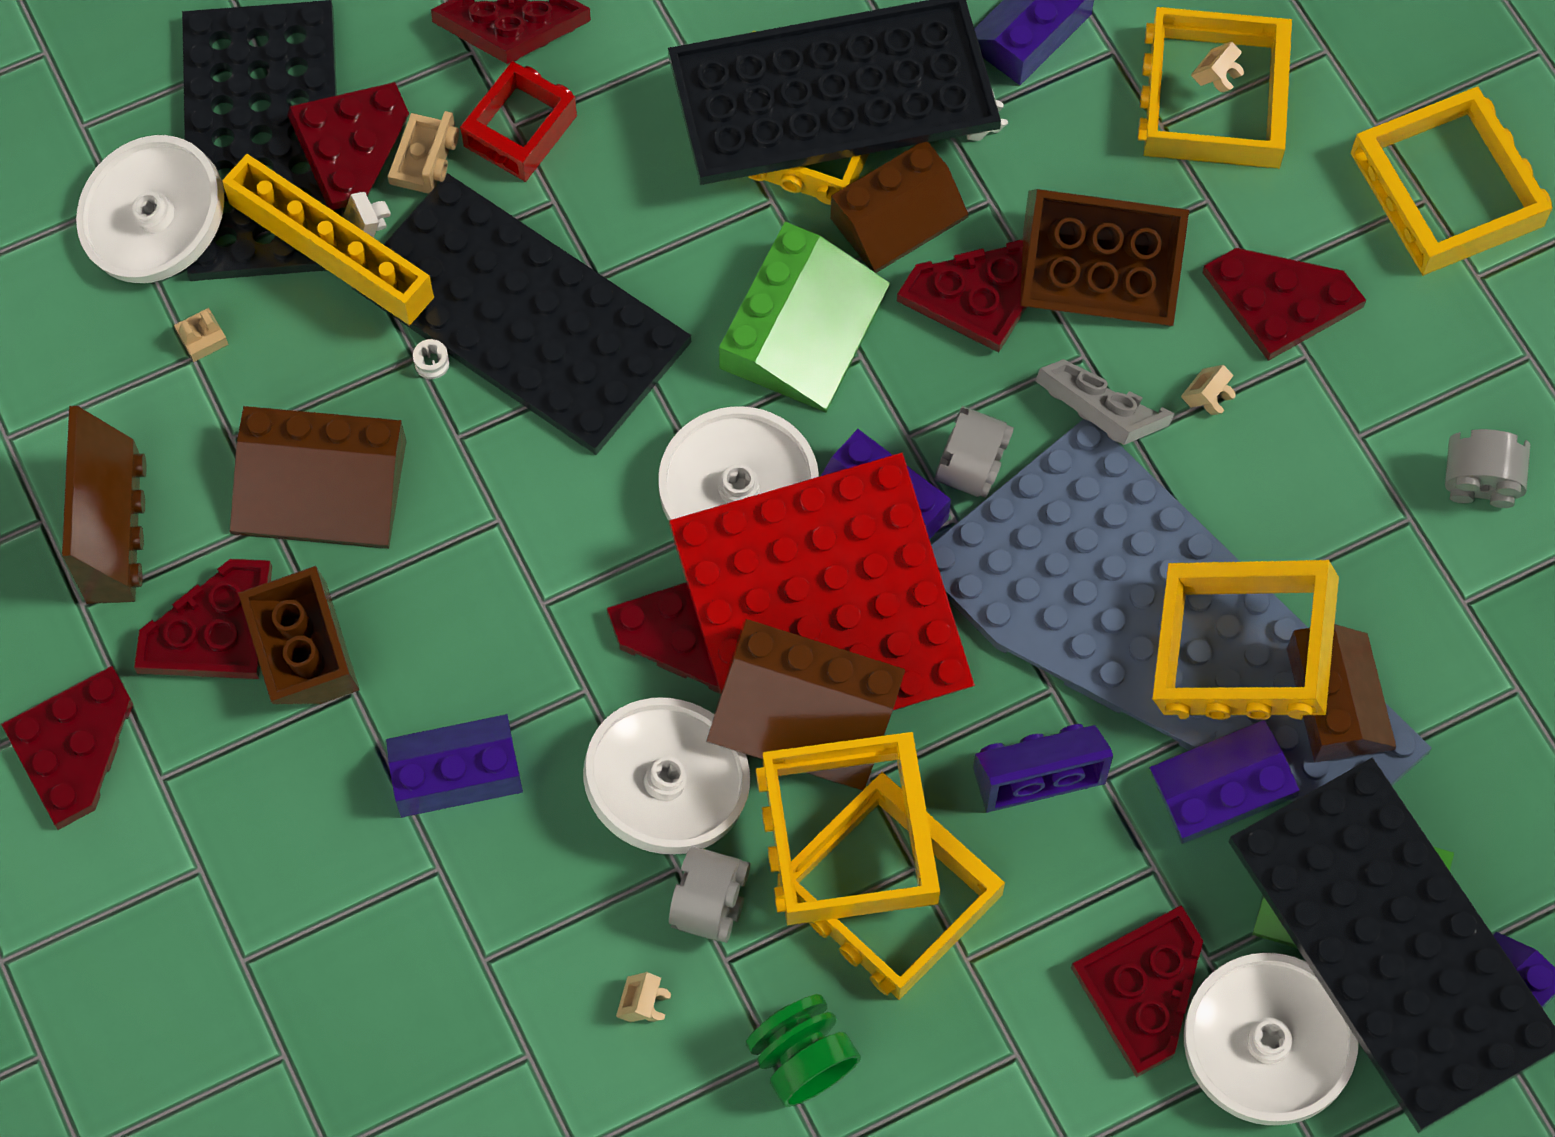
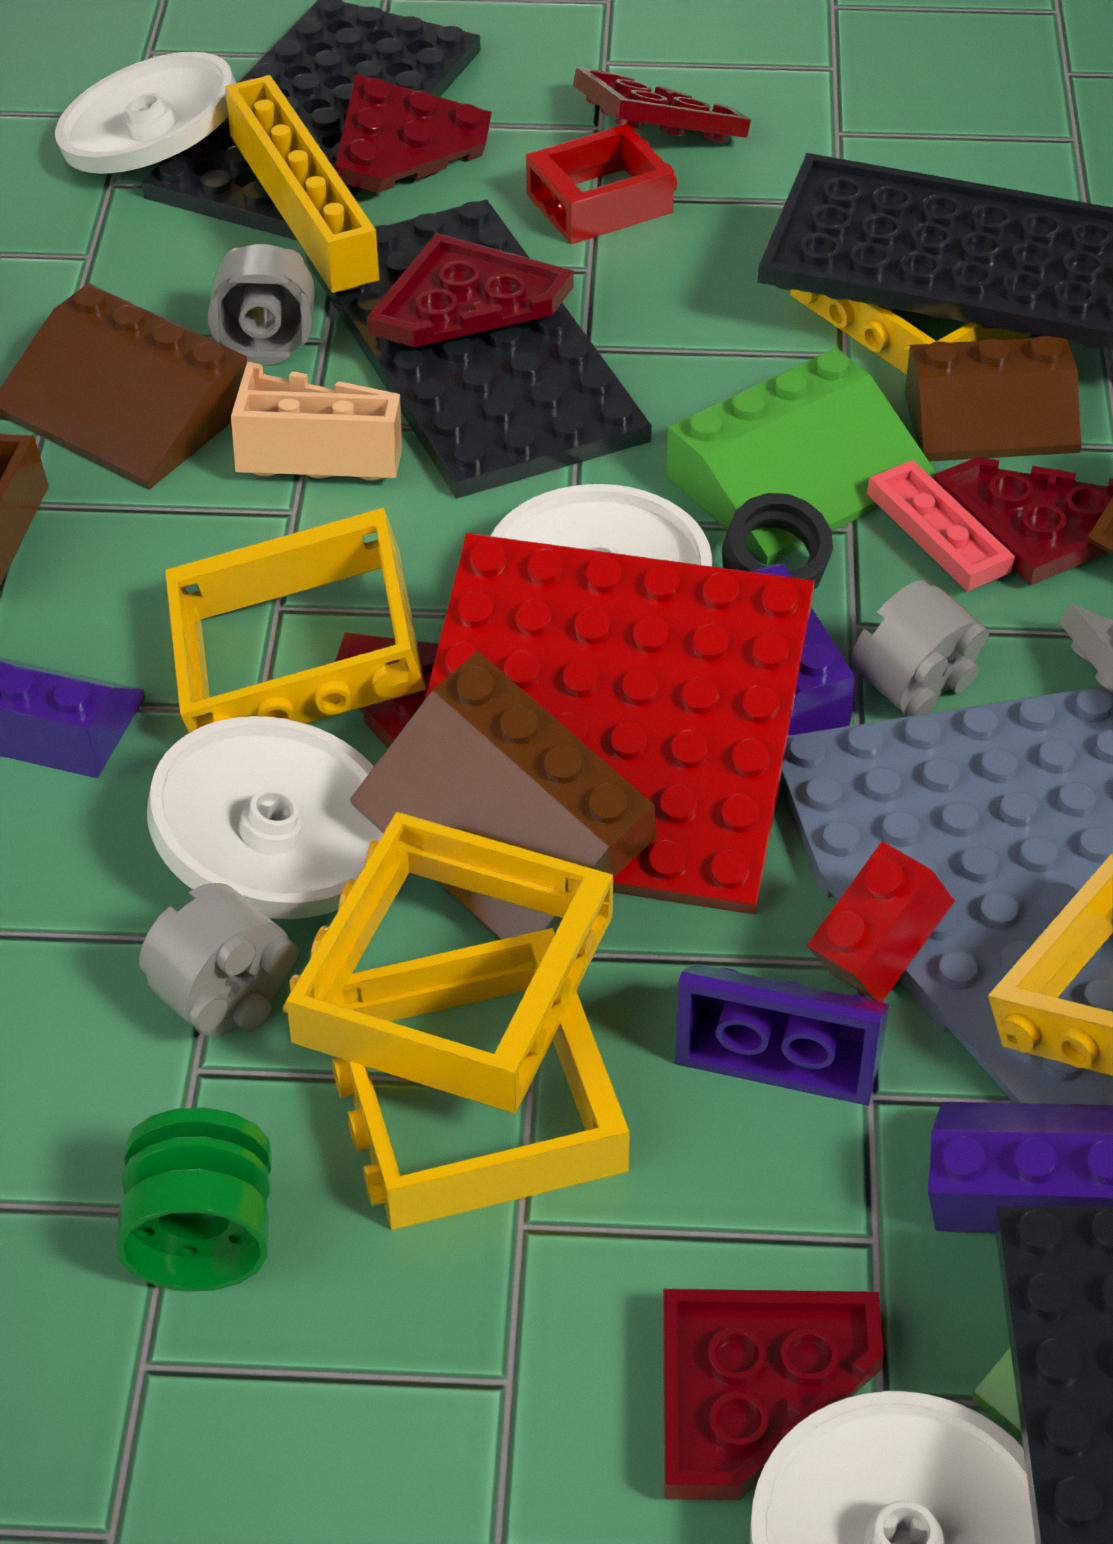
camera: 30 degrees right, 20 degrees down
(201, 334) = (112, 235): tan tile -> none
(366, 215) = (369, 197): white tile -> none
(370, 360) = (262, 303): none -> light grey brick
(423, 152) = (475, 172): tan bracket -> none
(426, 348) = (337, 342): white bush -> none
(479, 453) = (314, 429): none -> light nougat wedge
(505, 283) = (466, 290): none -> dark red plate
(541, 587) = (278, 570): none -> yellow window
(639, 998) = (45, 1047): tan tile -> none
(851, 383) = (788, 514): none -> black tyre
(921, 333) = (940, 525): none -> coral plate
(1061, 672) = (881, 922): none -> red brick

